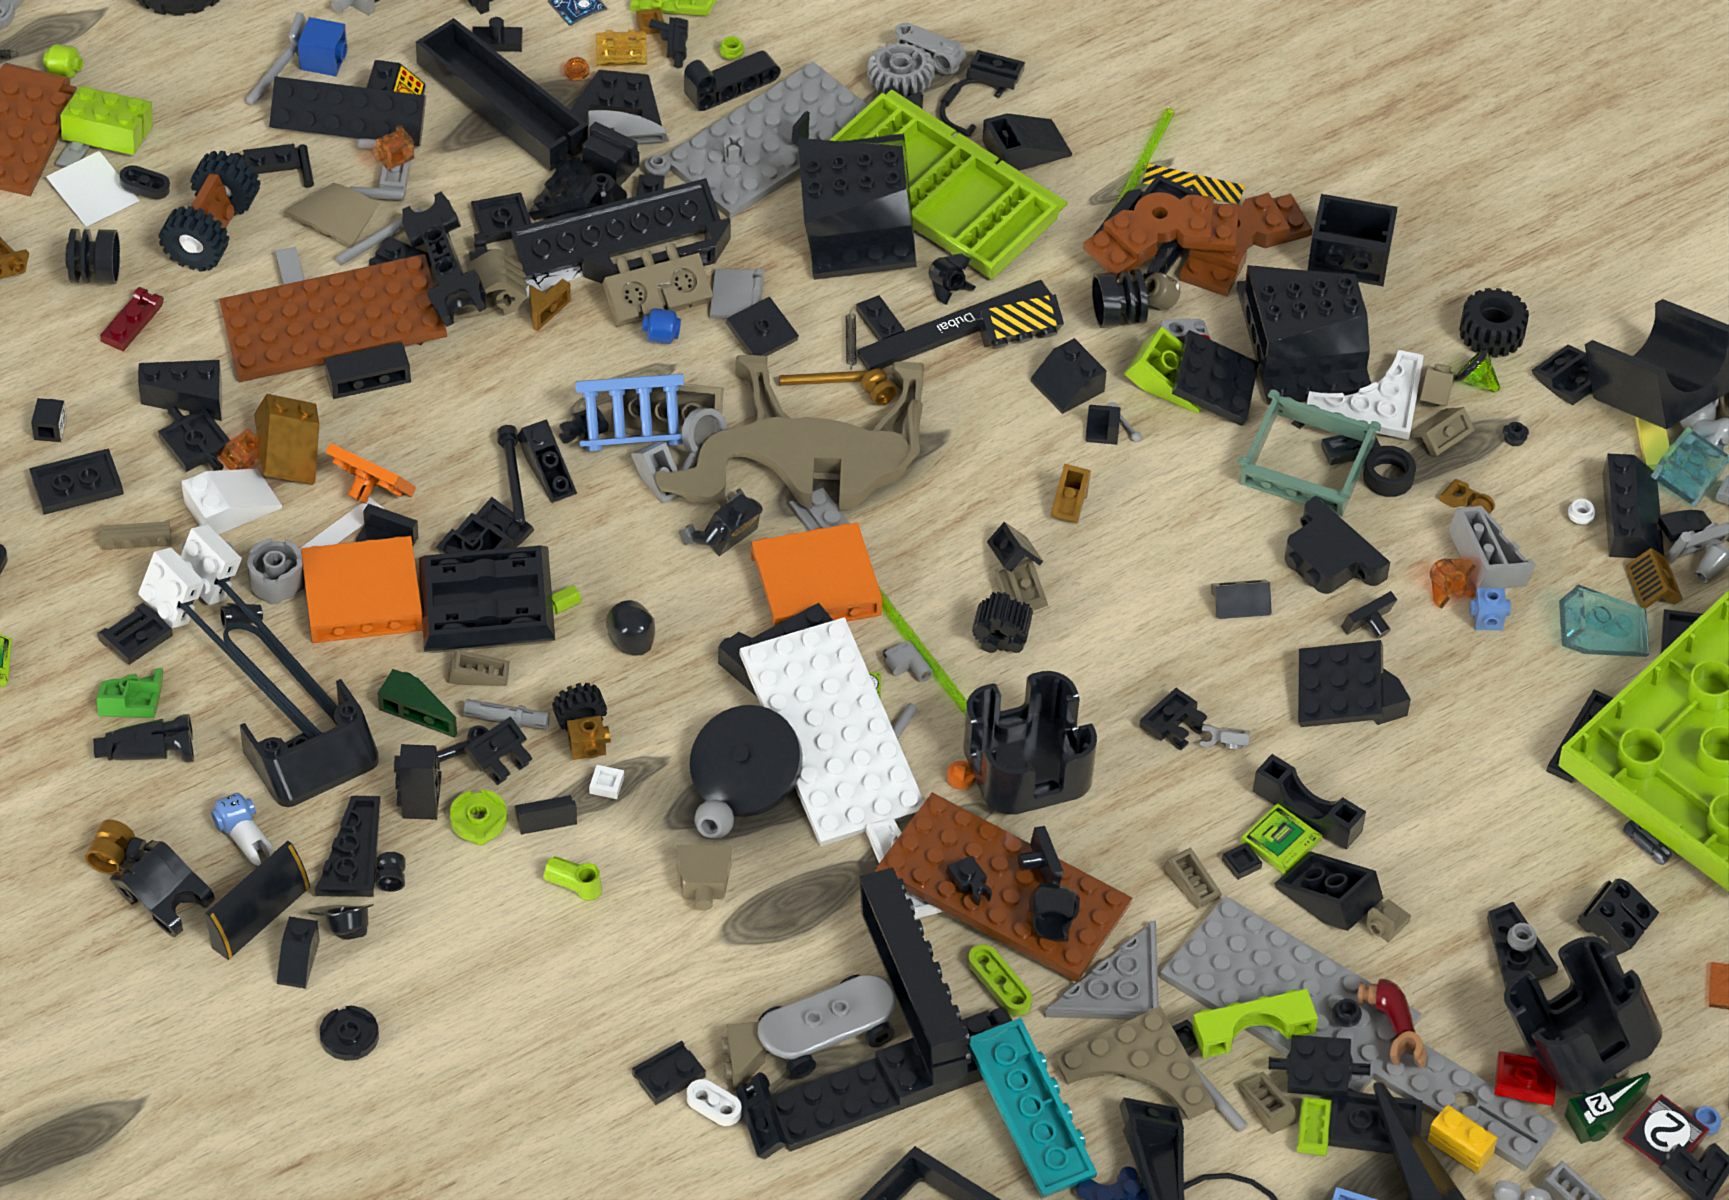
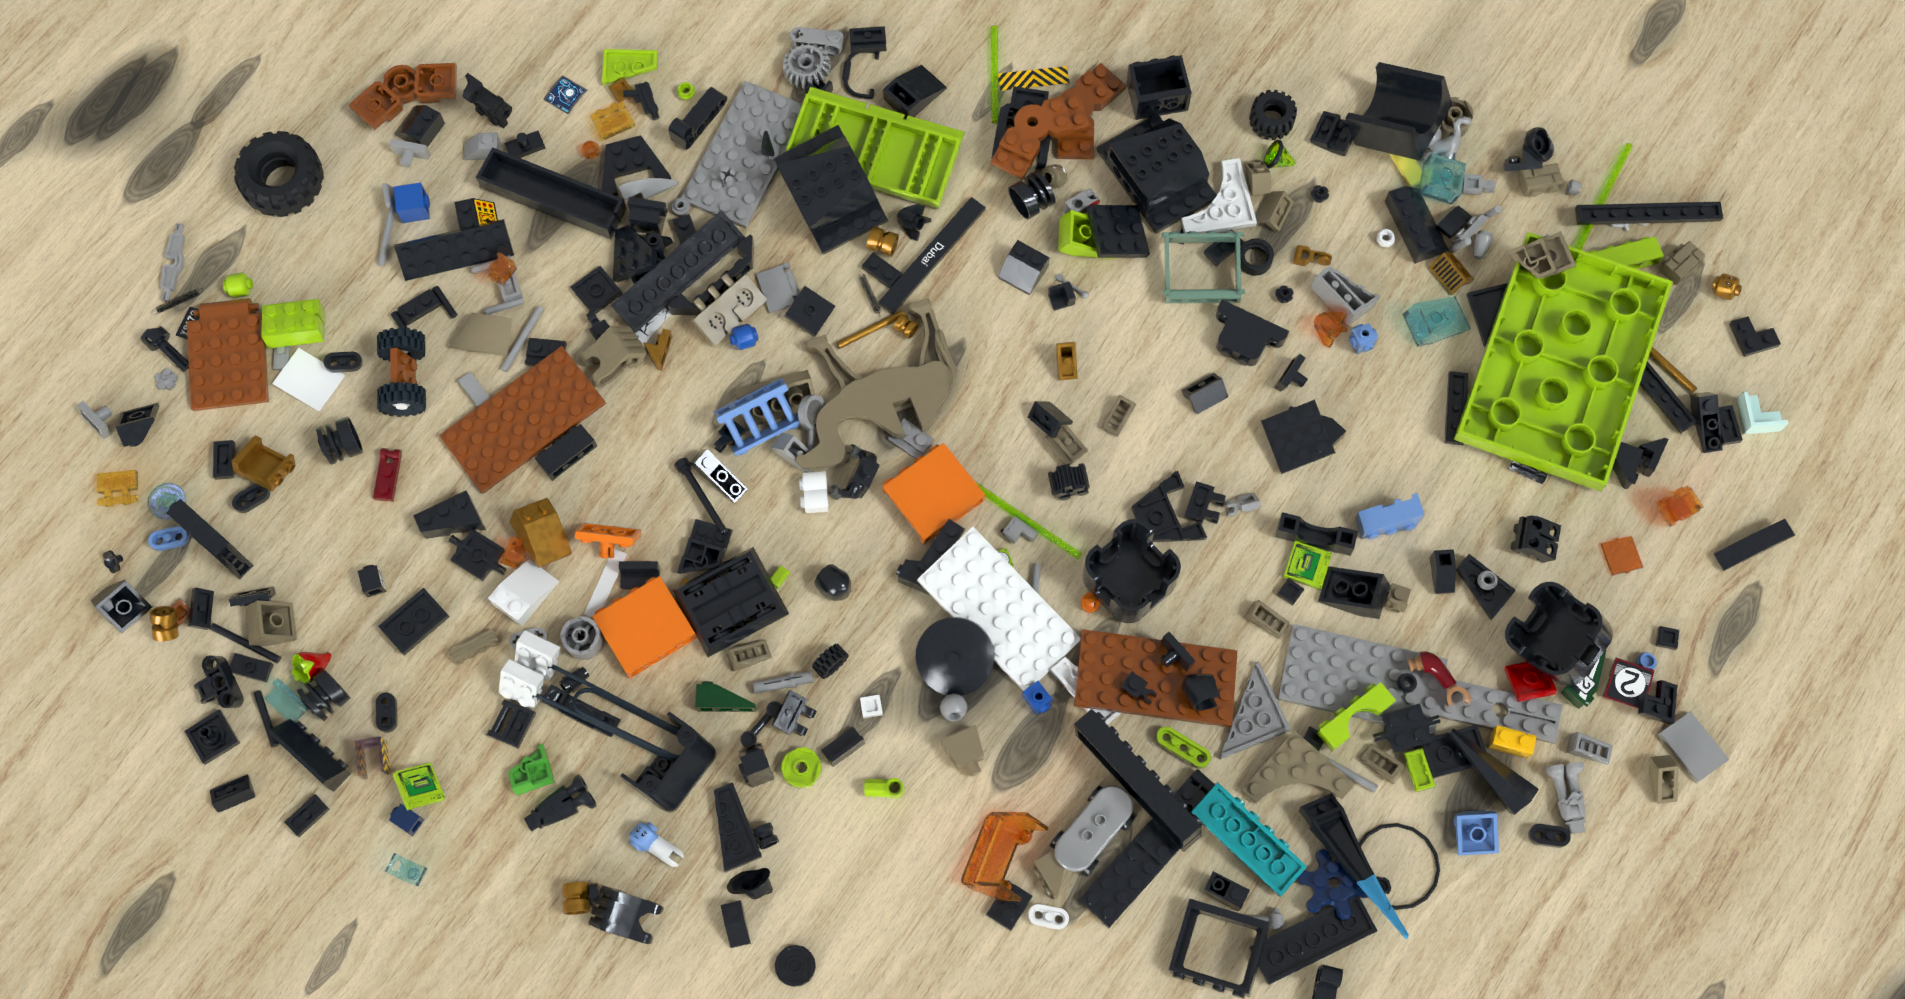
camera: 20 degrees left, 20 degrees up
(217, 624) = (563, 697): none -> black slope
(256, 901) = (693, 900): black slope -> none
(440, 14) = (480, 145): none -> light grey slope
(454, 287) = (598, 369): black piece -> none
(587, 737) = (840, 683): pearl gold brick -> none
(661, 523) = (815, 492): none -> white brick
(689, 997) = (995, 850): none -> clear orange windscreen
(761, 1116) = (1082, 914): black plate -> none
(831, 851) = (1037, 698): none -> blue brick
(896, 285) = (882, 241): none -> pearl gold wheel
(971, 1158) = (1226, 891): none -> black slope
(1020, 321) = (974, 238): brick -> none
(1106, 707) = (1160, 517): none -> black wing
(1119, 565) = (1126, 402): none -> dark tan slope
(1407, 527) = (1284, 298): none -> black plate
(1422, 820) = (1390, 518): none -> medium blue wedge
(1466, 907) = (1443, 571): none -> black slope

